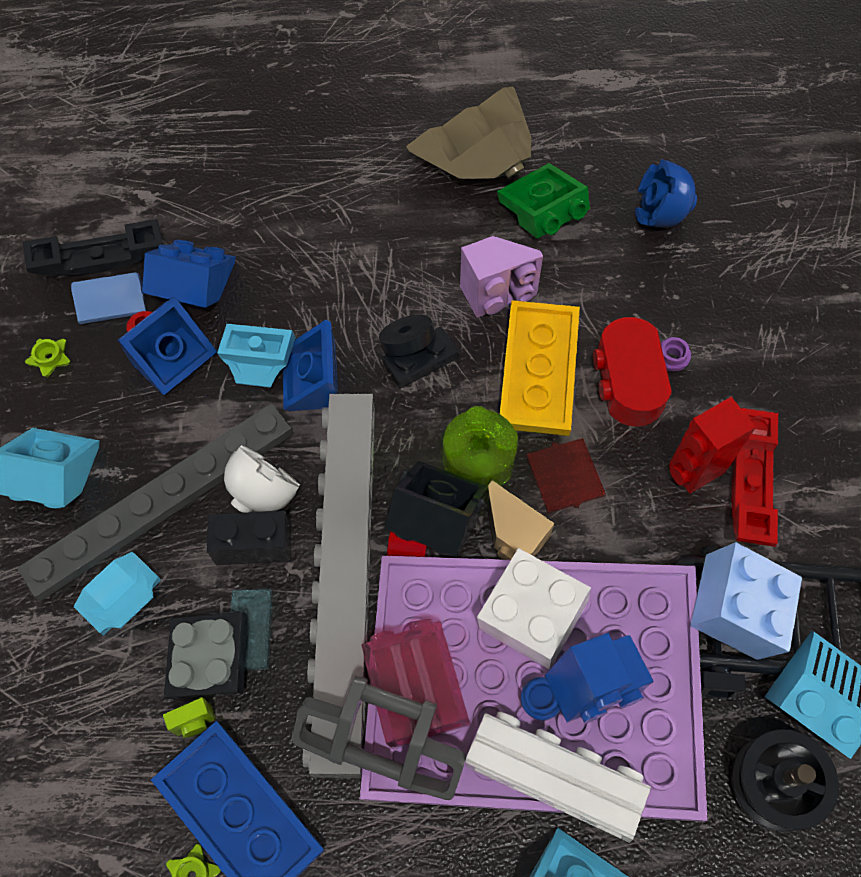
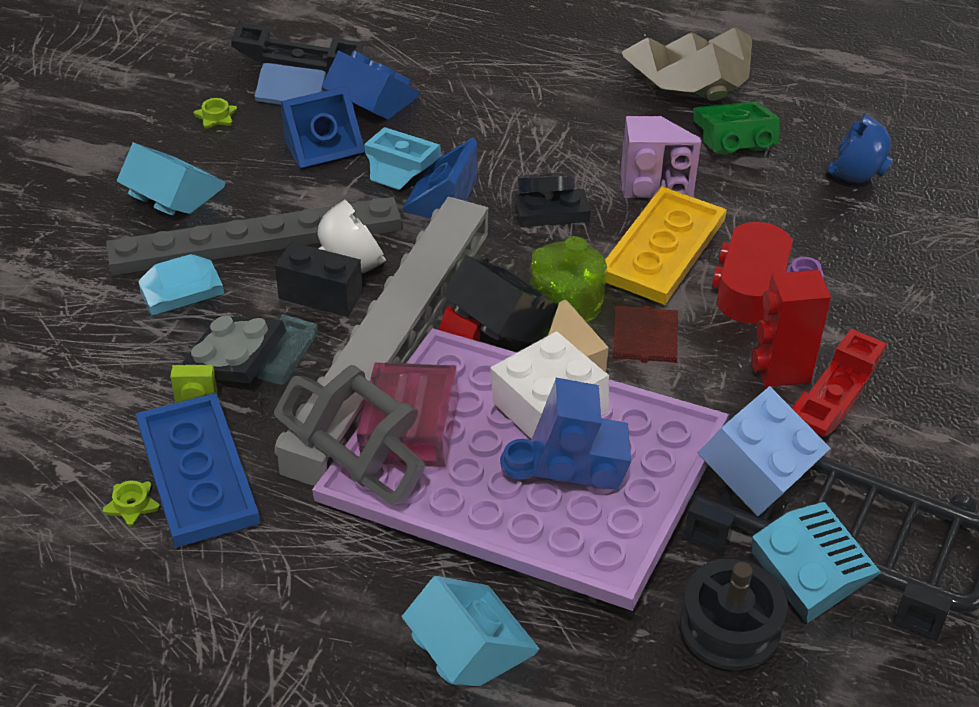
camera: 20 degrees right, 20 degrees down
(558, 776) = (504, 514): white brick -> none

